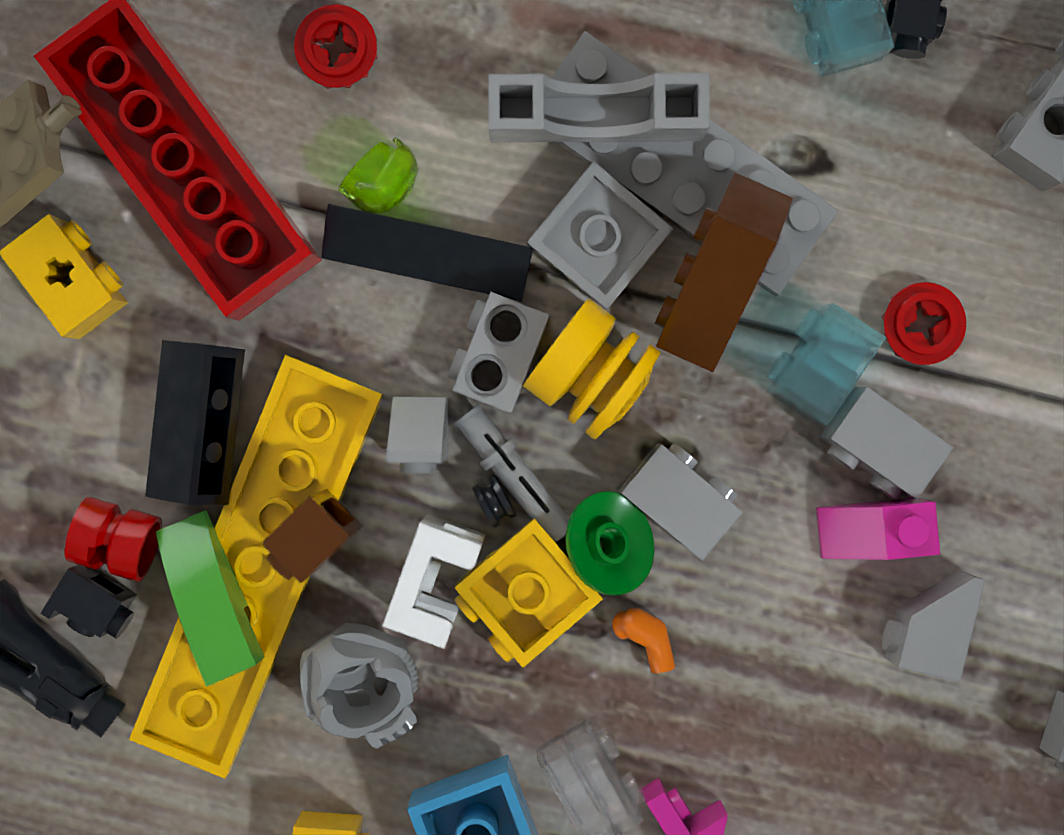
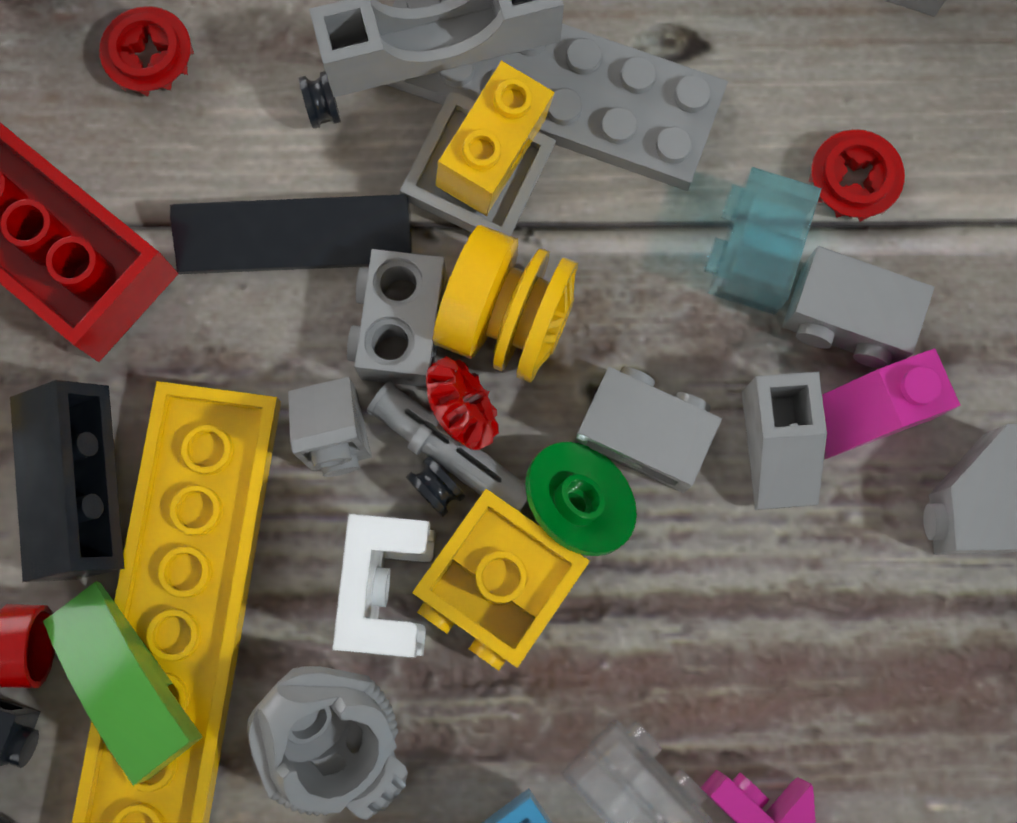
camera: 15 degrees left, 10 degrees down
(310, 536) = (222, 568): reddish brown brick -> none
(381, 178) = (226, 166): clear neon green hair -> none
(477, 136) = (319, 100): none -> black bush
(532, 441) = (461, 403): none -> red gear
(619, 224) = (493, 138): none -> yellow brick
(648, 632) = (653, 593): orange arm -> none
(723, 273) = (619, 167): reddish brown wedge -> none
(790, 540) = (785, 439): none -> light grey slope

